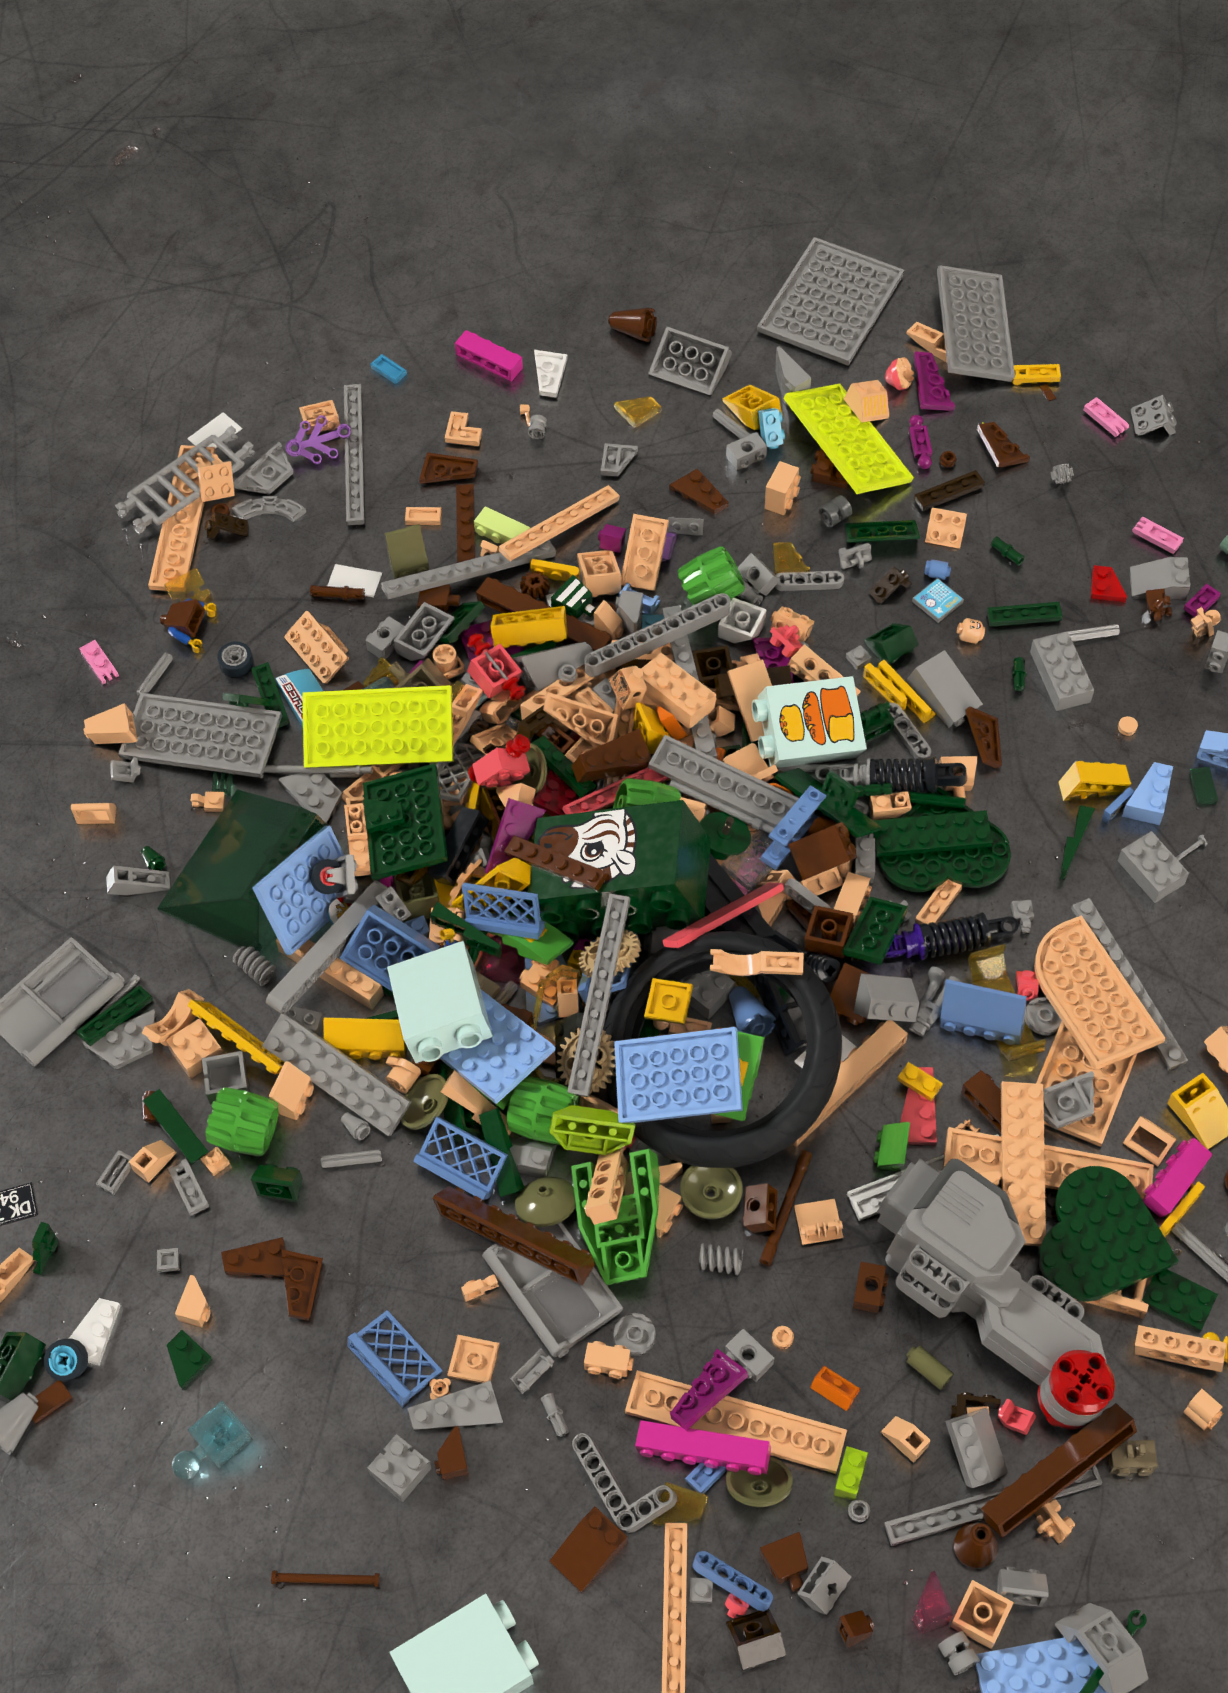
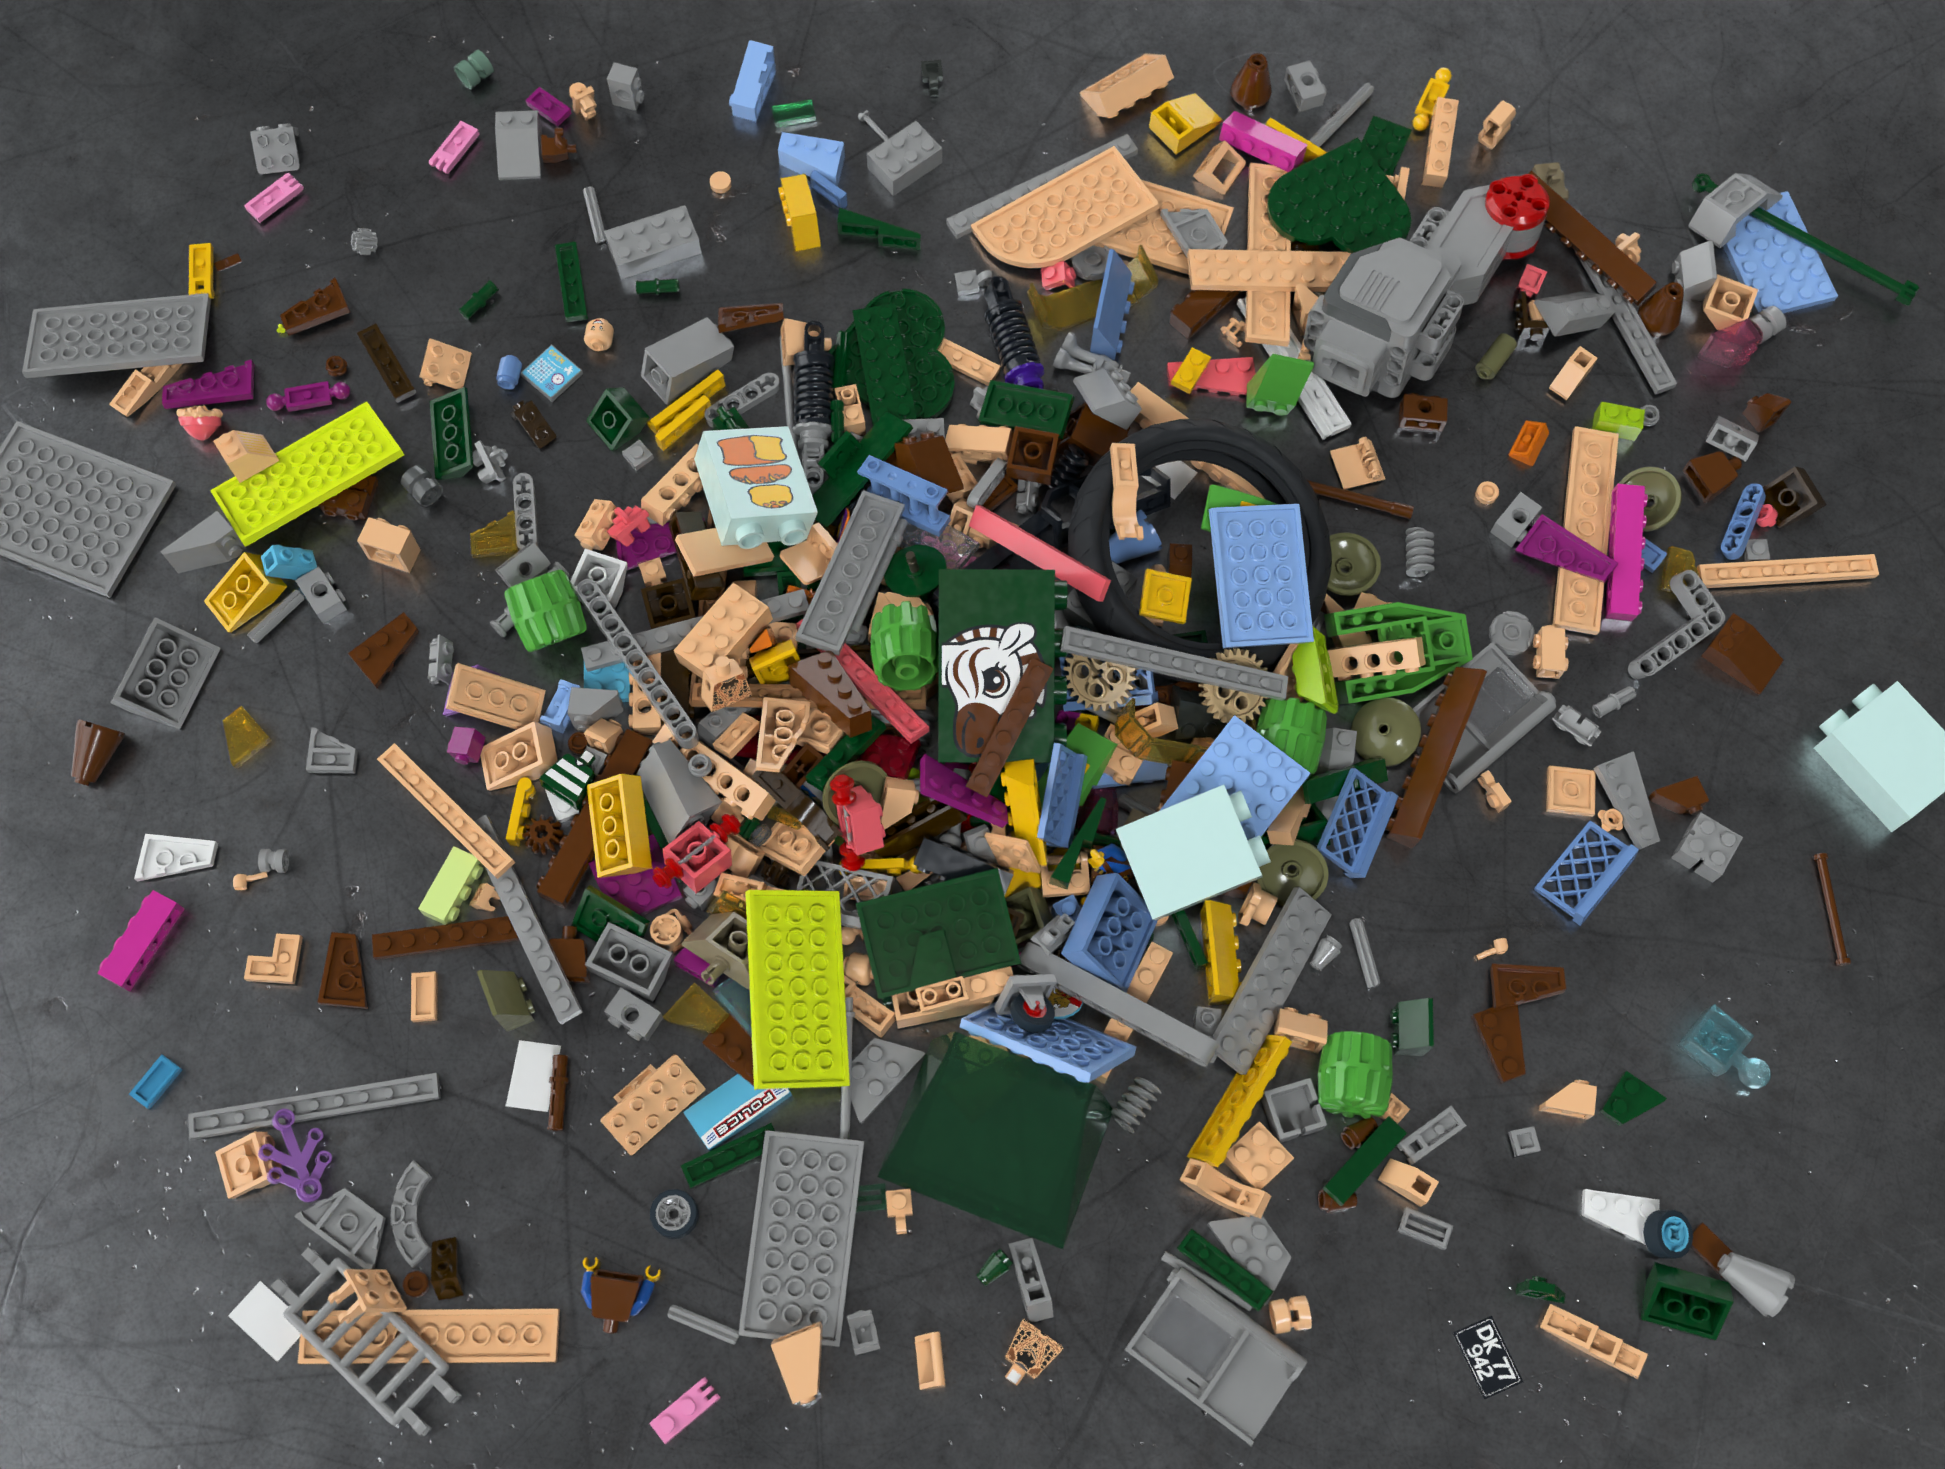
camera: 100 degrees left, 10 degrees up
(70, 1056) = (1281, 1316): none -> light nougat wheel
(85, 876) = (1030, 1352): none -> torso
(186, 583) = (555, 1304): clear yellow plate -> none
(198, 1126) = (1358, 1132): none -> reddish brown cone
(244, 700) = (747, 1185): dark green wing -> none
(338, 1271) = (1500, 948): none -> light nougat hand
(760, 1208) = (1345, 512): reddish brown brick -> none
(1106, 585) = (524, 201): red wing -> none

